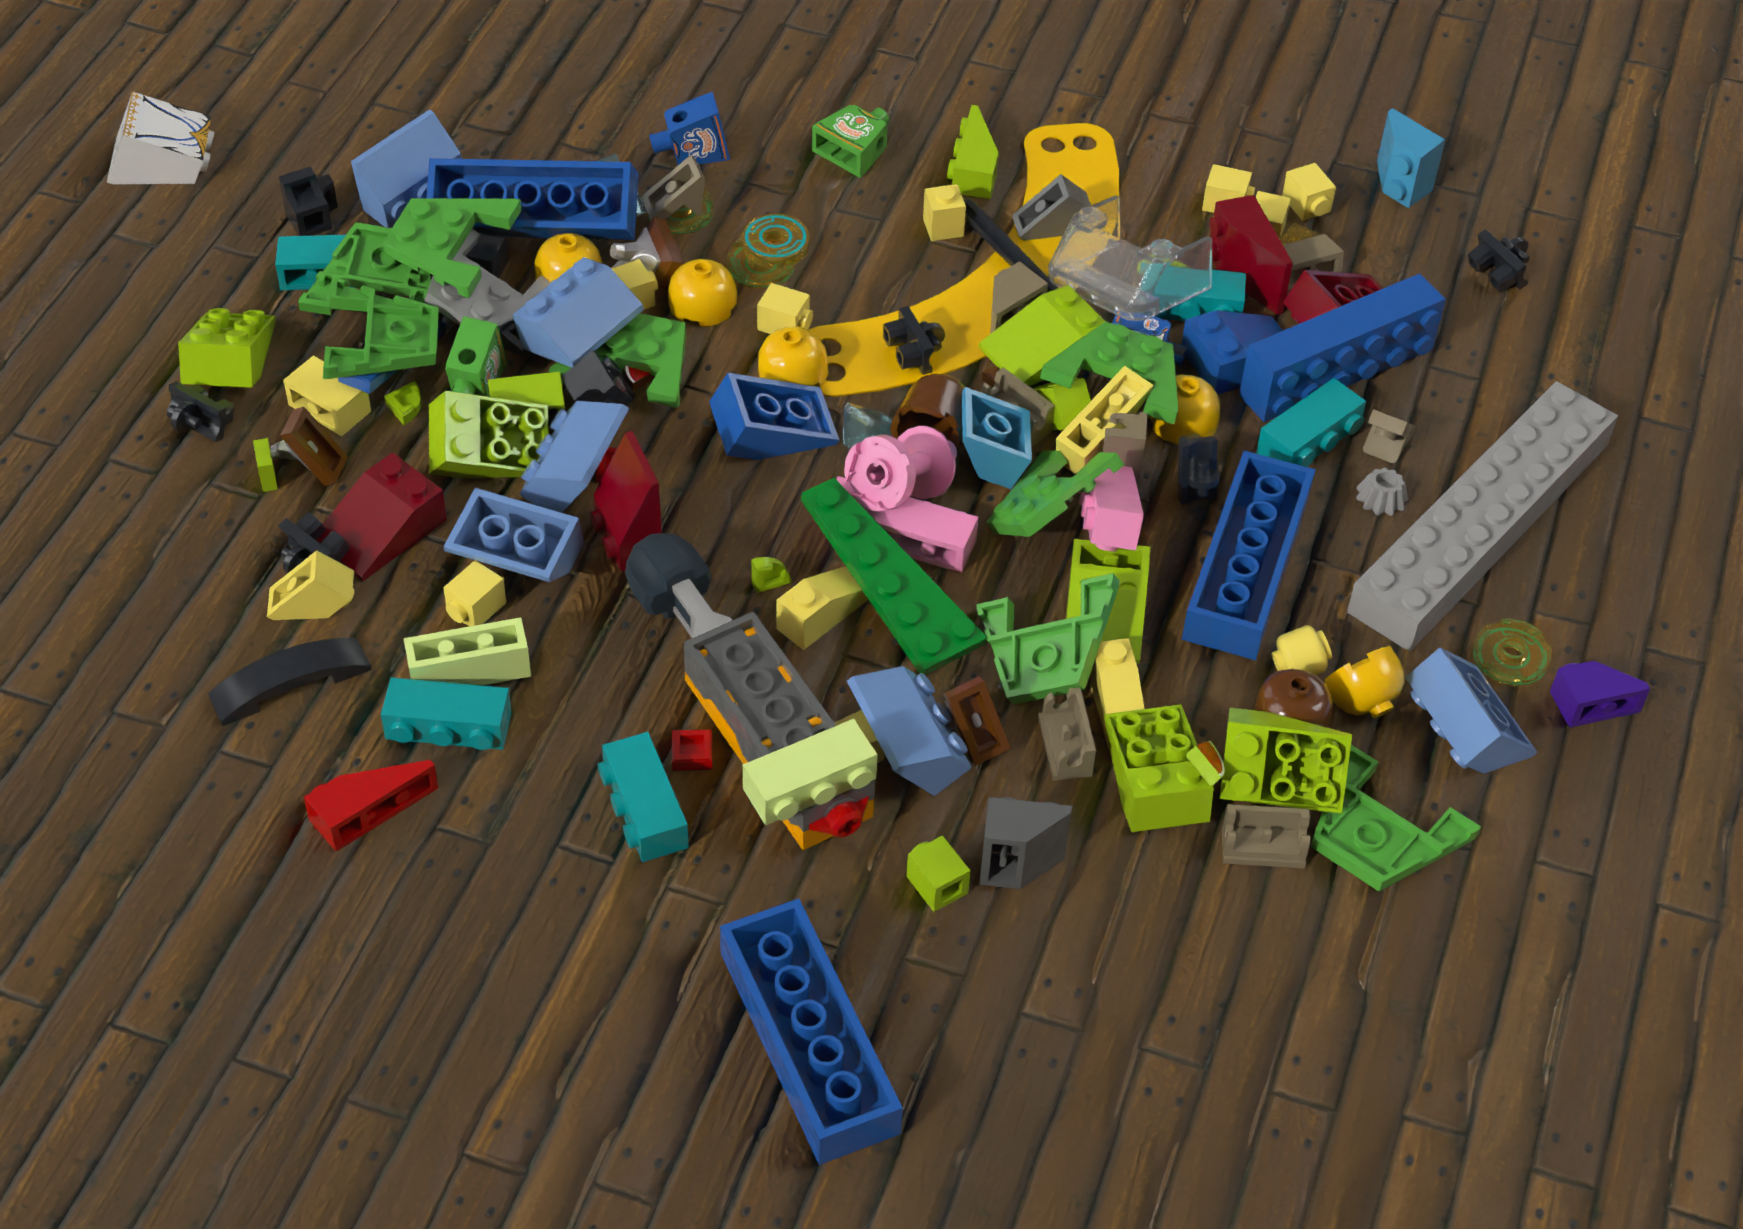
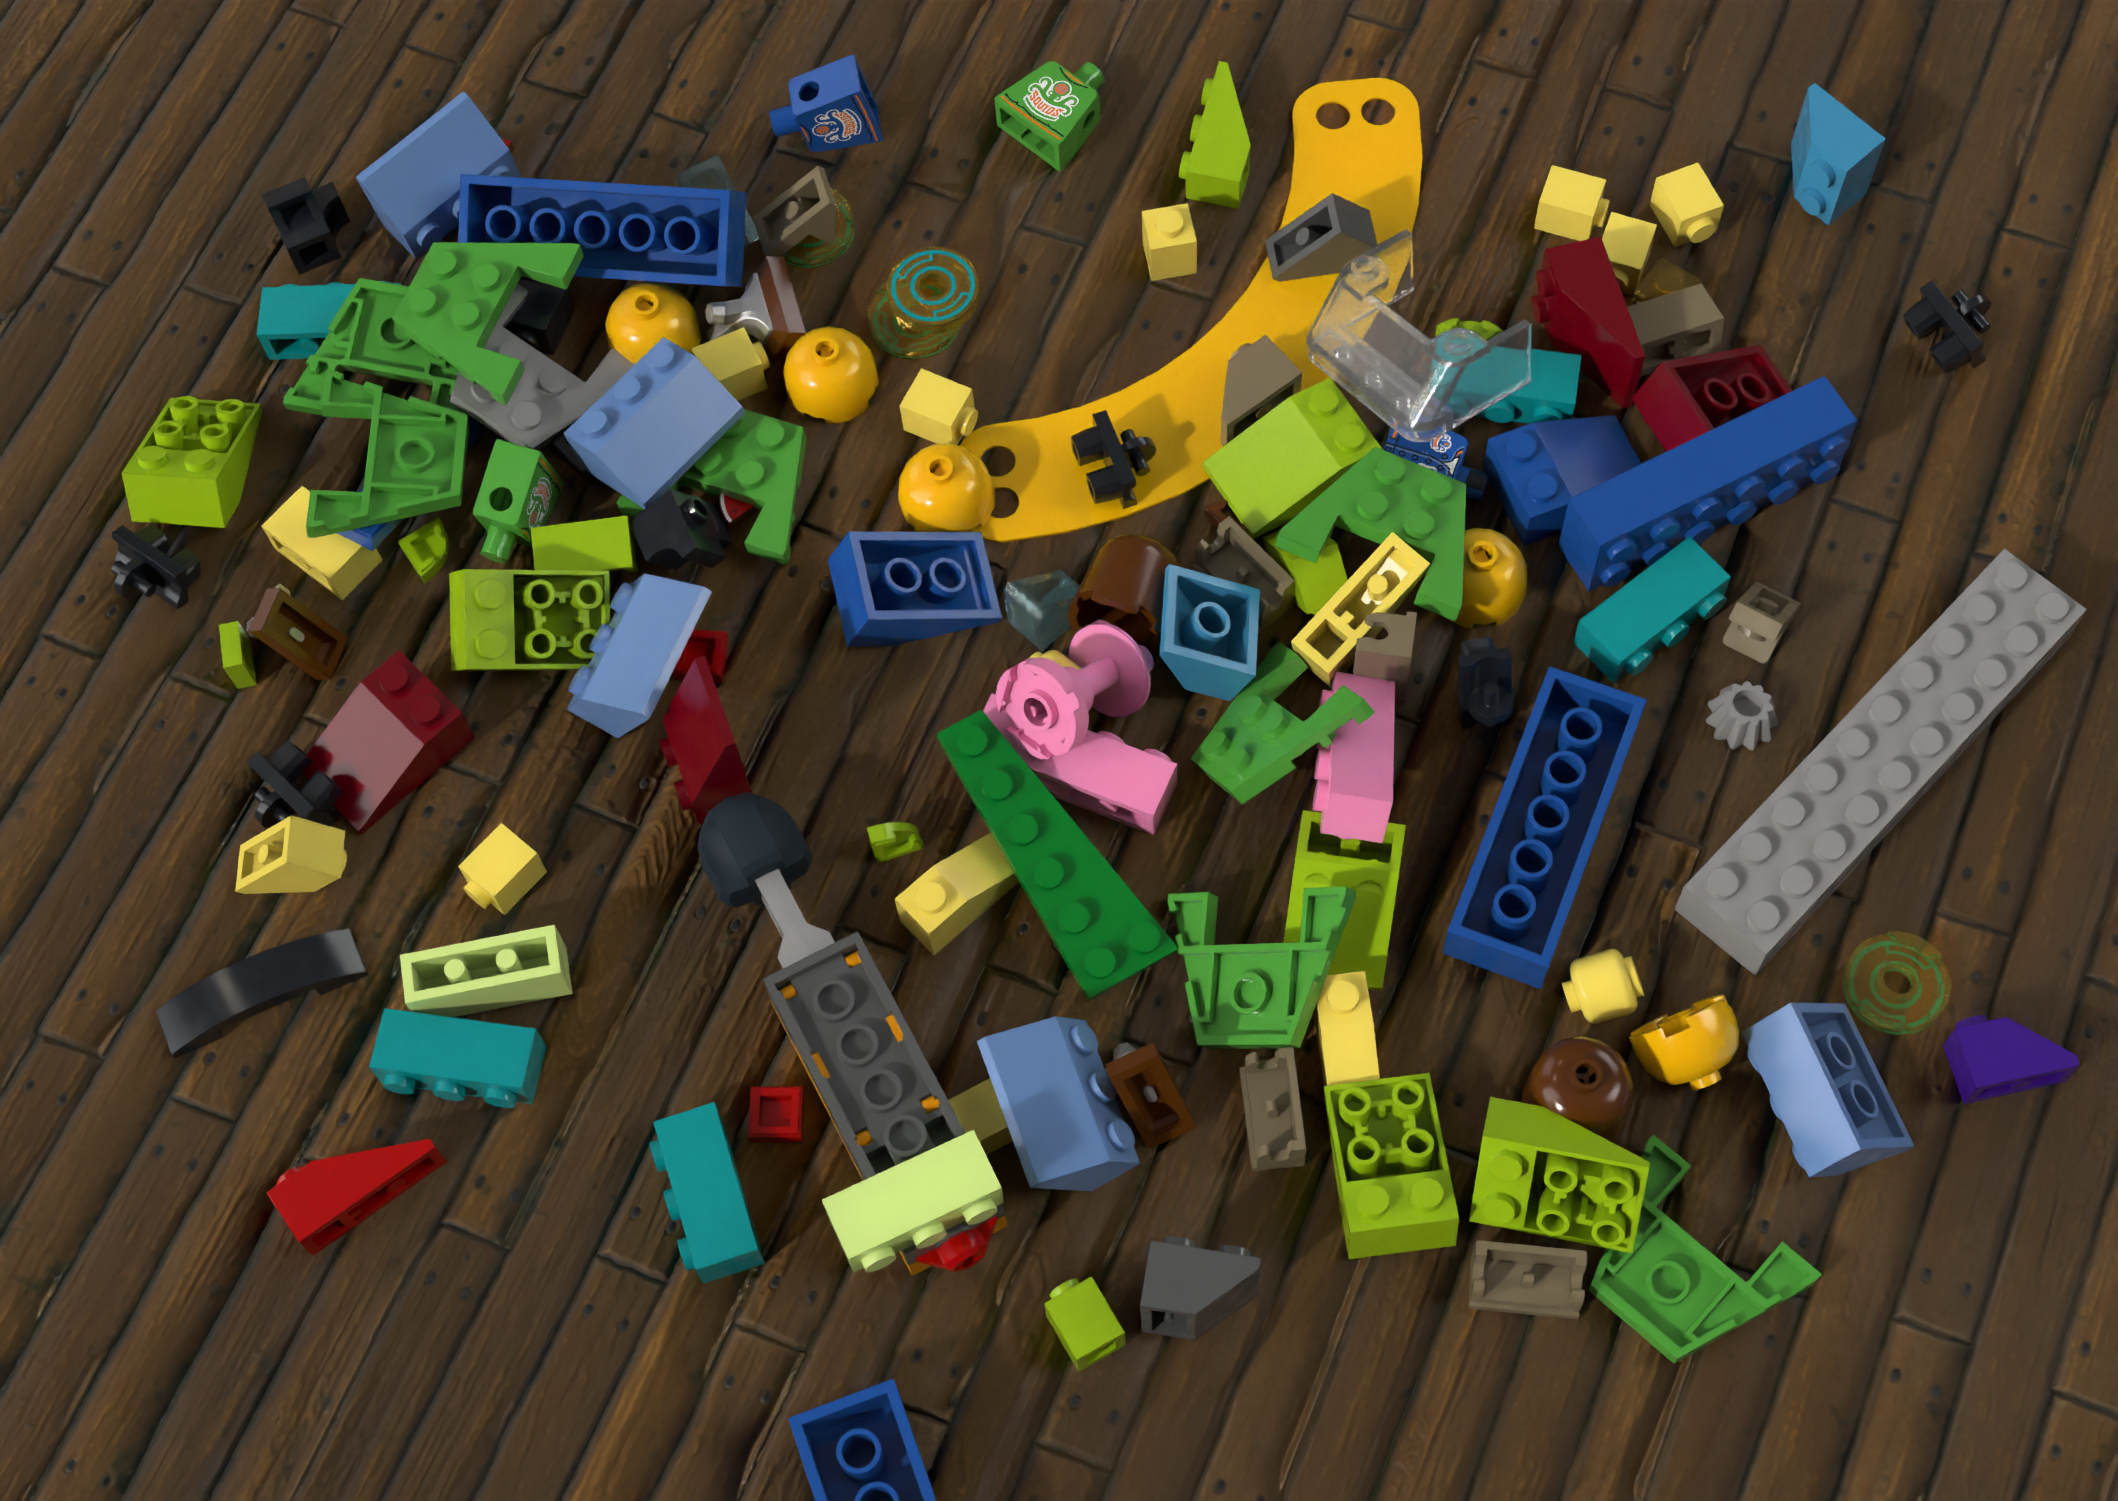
camera: 10 degrees right, 15 degrees up
(160, 144) = (114, 125): white slope -> none
(516, 536) = (555, 789): medium blue slope -> none
(1000, 241) = (1253, 299): black axle -> none
(1207, 762) = (1453, 1183): tile -> none

